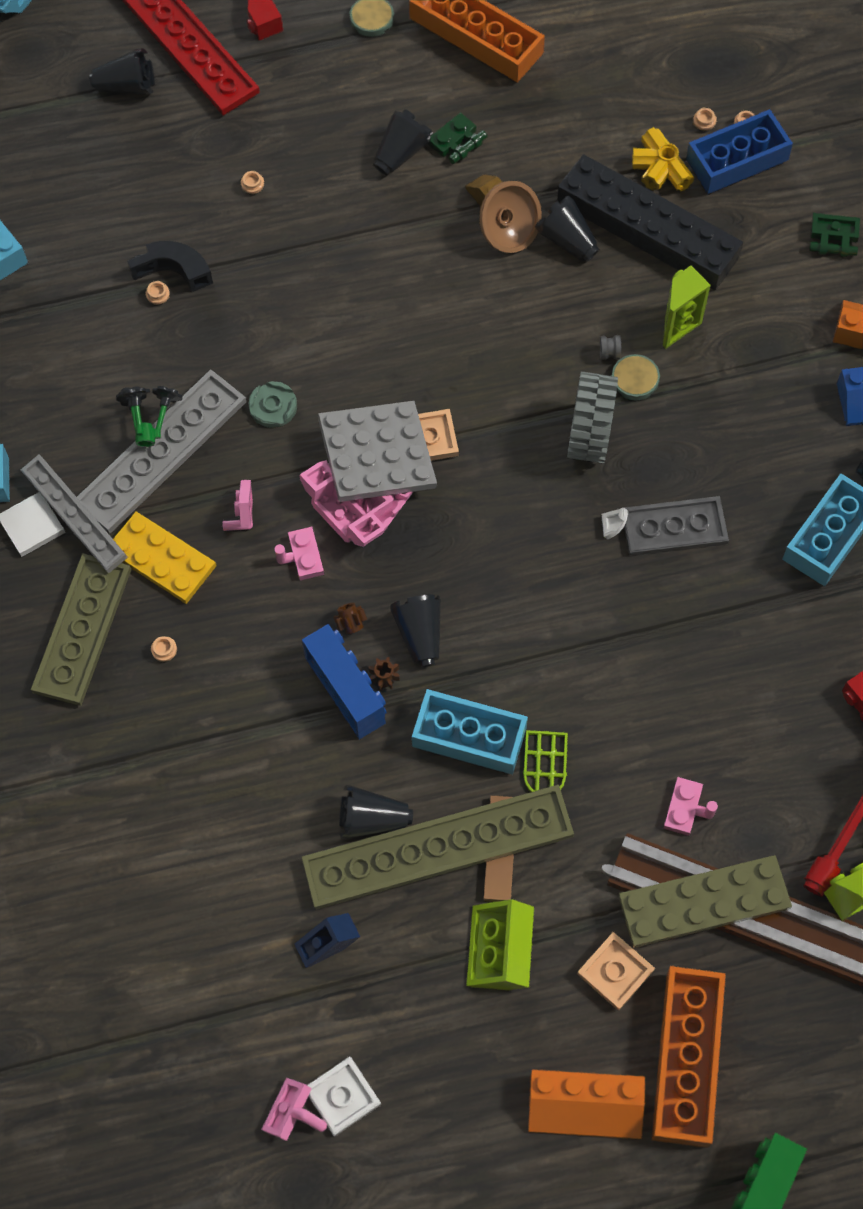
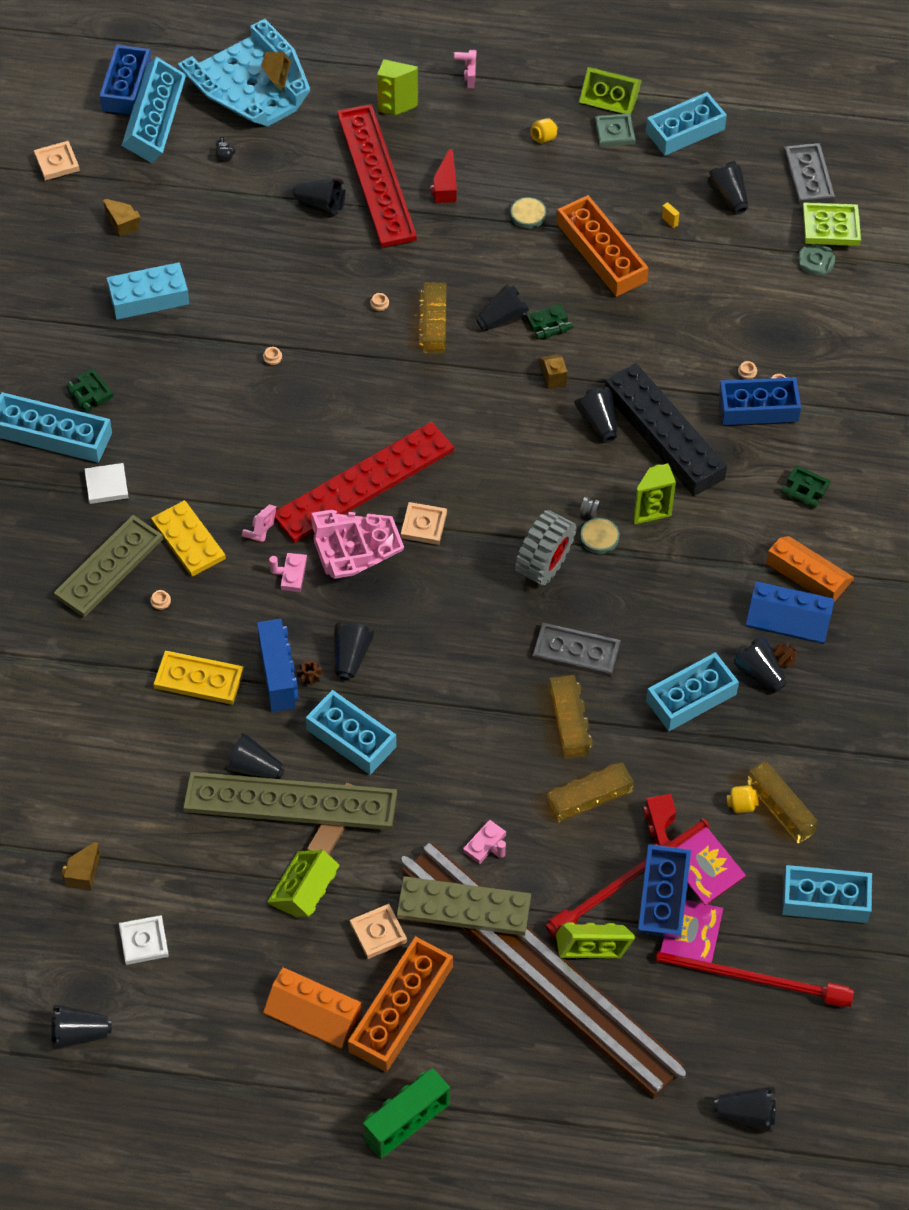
camera: 20 degrees right, 10 degrees down
(74, 513) = (139, 485): light grey tile -> none
(133, 398) = (218, 421): plant -> none
(144, 469) = (222, 465): light grey plate -> none
(172, 257) = (294, 334): black arch -> none
(226, 1035) = (82, 868): none -> pearl gold slope
(255, 730) = (198, 677): none -> yellow plate
(272, 404) = (319, 462): sand green tile -> none
(289, 1109) = (103, 930): bright pink plate -> none
(325, 179) = (434, 317): none -> clear yellow brick
(327, 939) = (182, 832): dark blue slope -> none
(349, 387) = (365, 480): none -> red plate
(350, 618) = (303, 625): reddish brown gear -> none
(377, 451) = (376, 517): light grey plate -> none
(520, 215) = (569, 387): medium nougat dish -> none
(552, 754) = (405, 772): lime window -> none
(614, 522) = (531, 630): white tile -> none
(661, 162) = (695, 389): yellow piece -> none
(708, 612) = (570, 717): none -> clear yellow brick
(775, 697) = (590, 792): none -> clear yellow brick

